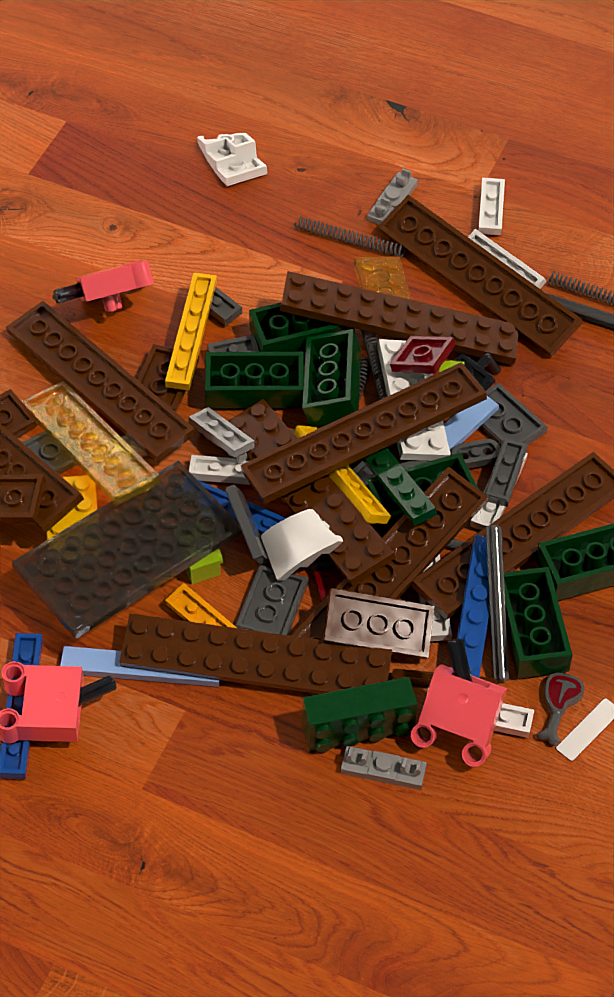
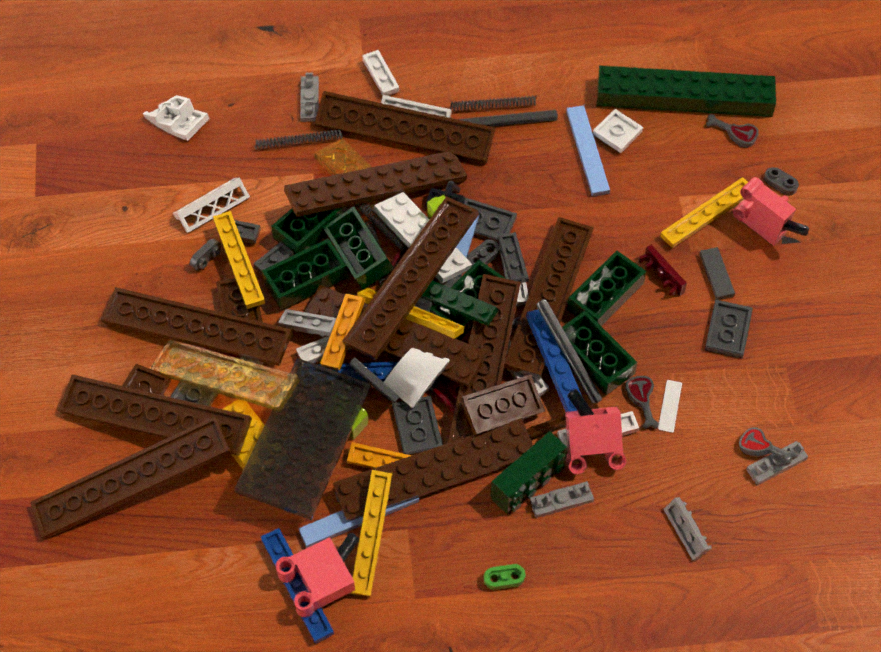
camera: 30 degrees left, 5 degrees up
(107, 284) = (159, 252): coral piece -> none
(134, 688) = (371, 532): none -> yellow plate
(162, 311) = (205, 254): none -> dark grey plate
(211, 254) = (208, 198): none -> white fence
(257, 817) = (504, 574): none -> bright green plate
(273, 436) = (347, 317): none -> light orange plate
(422, 354) = (414, 203): dark red plate -> none
(510, 876) = (686, 528): none -> light grey plate

